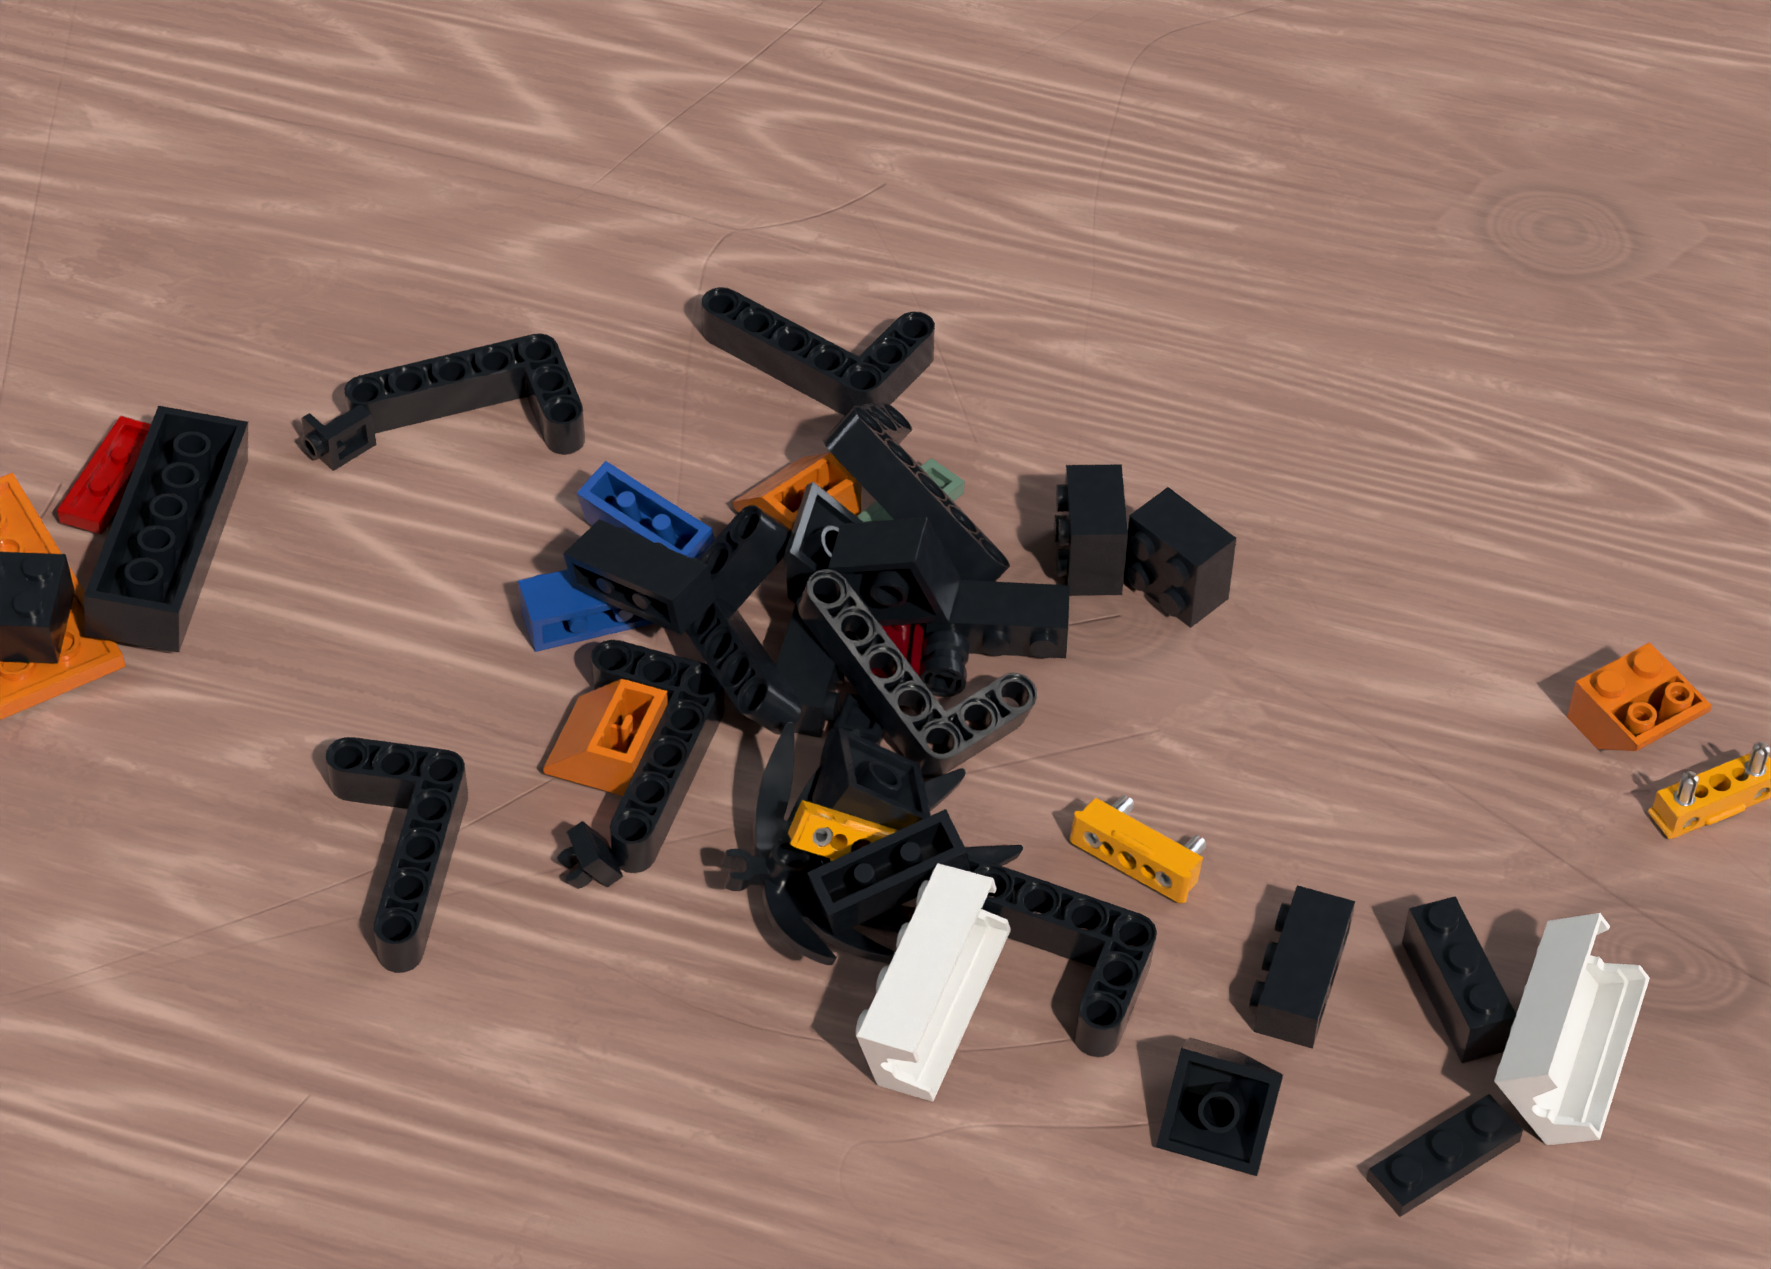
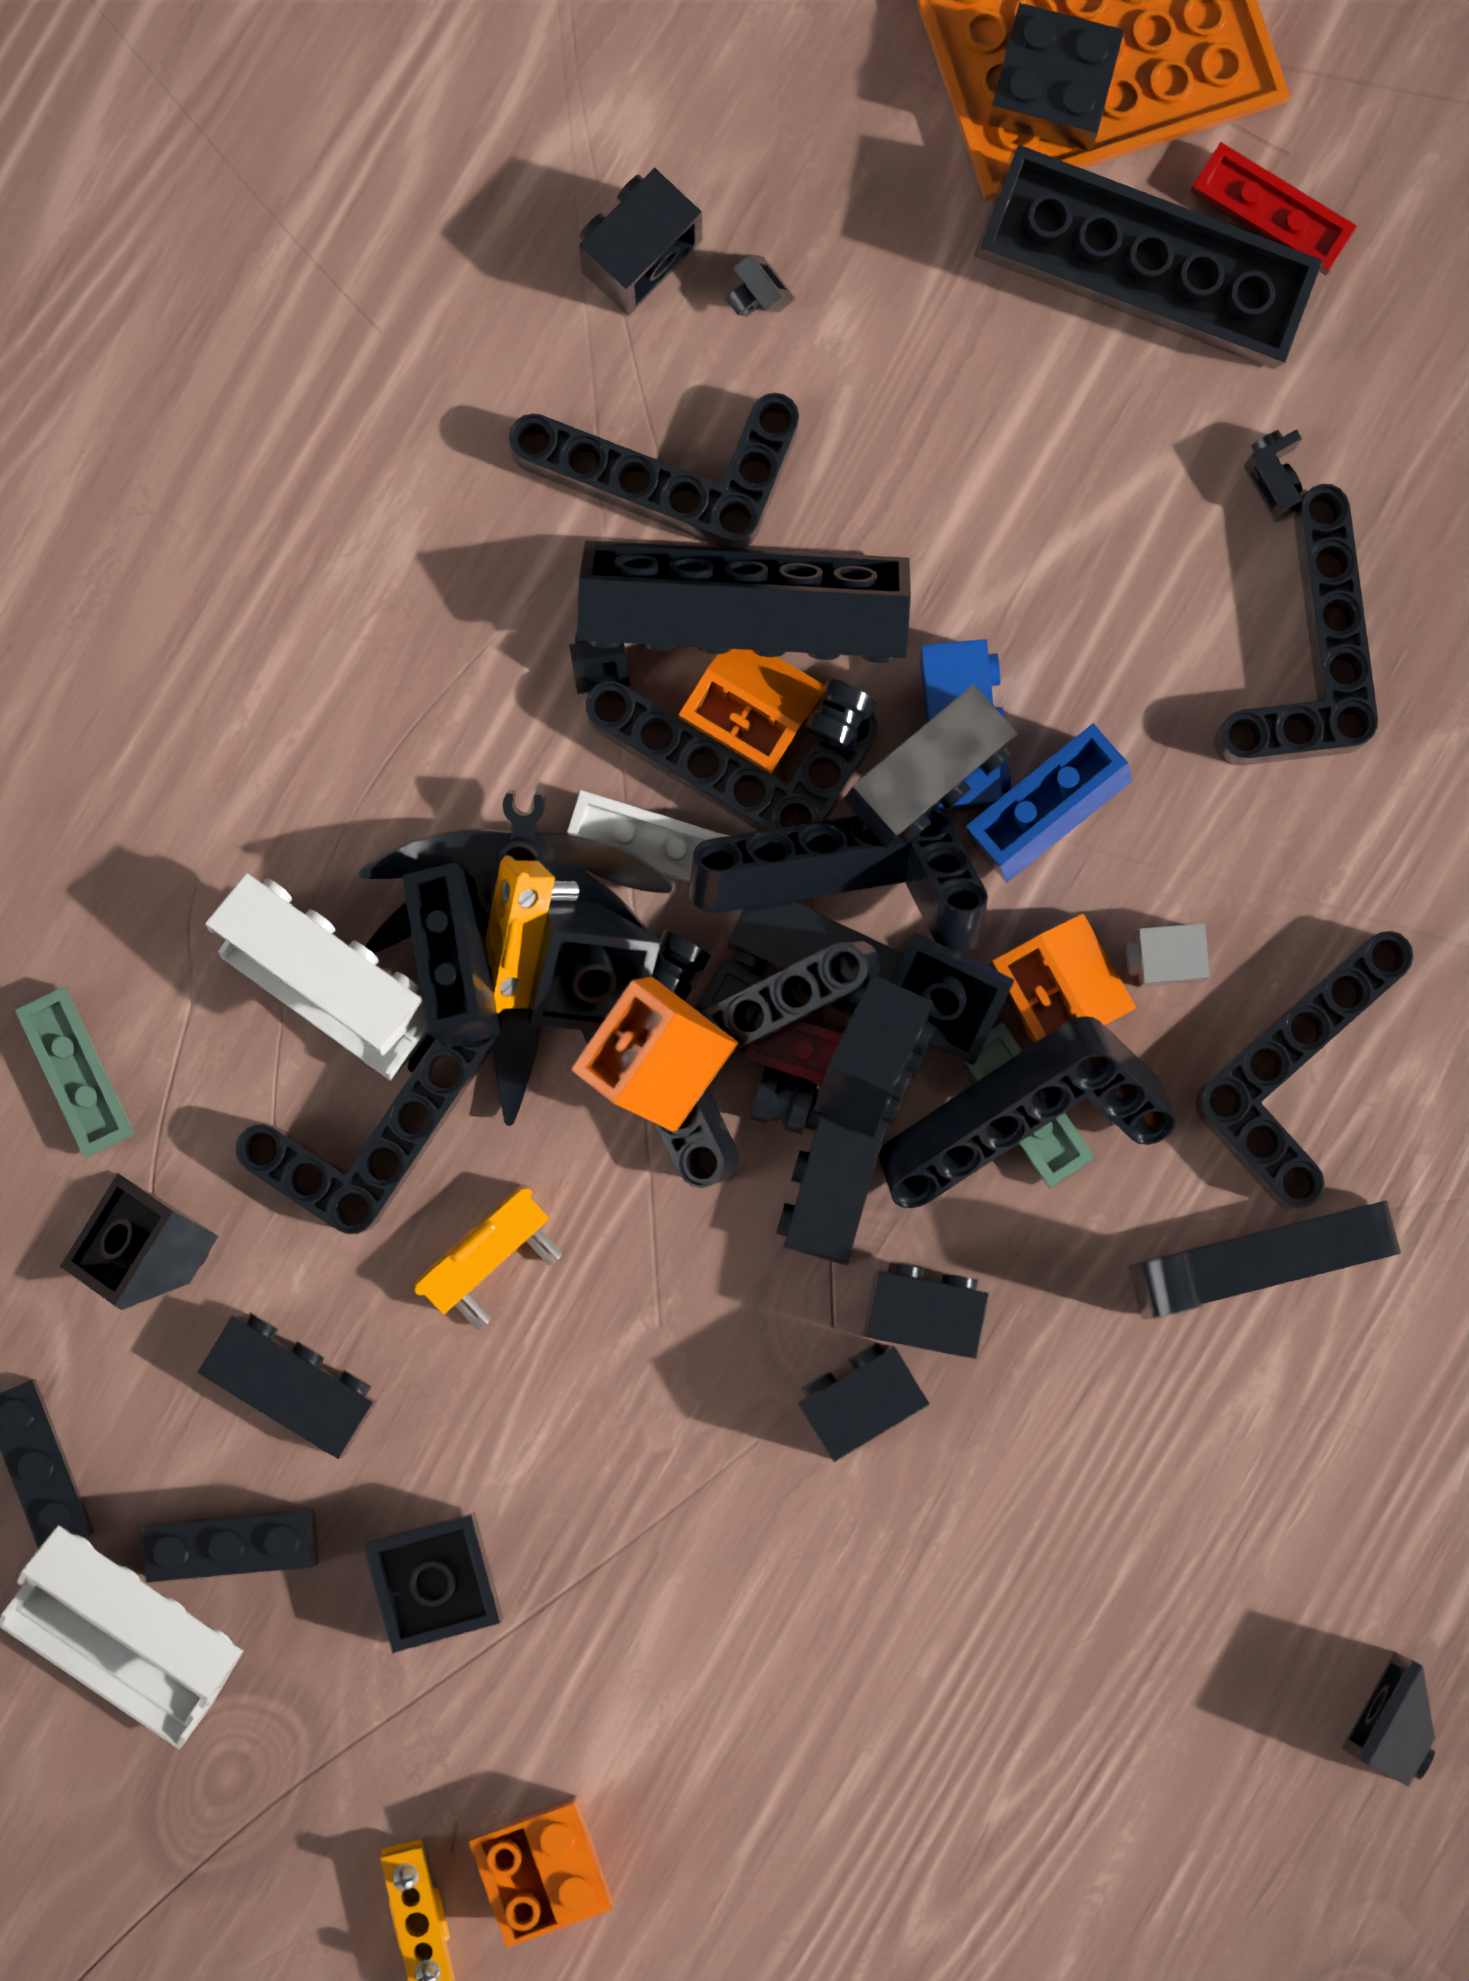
camera: 100 degrees right, 35 degrees up
(199, 877) = (639, 240): none -> black brick
(227, 800) = (760, 287): none -> black tile
(518, 746) = (744, 600): none -> black brick
(607, 650) = (840, 714): none -> black wheel
(741, 775) = (651, 836): none -> white plate
(753, 440) = (1169, 955): none -> light grey brick
(932, 721) = (654, 1054): none -> orange slope
(1006, 369) = (1263, 1260): none -> black beam
(1073, 1191) = (75, 1072): none -> sand green plate
(1299, 223) = (1396, 1724): none -> black slope
(1433, 820) = (433, 1582): none -> black brick

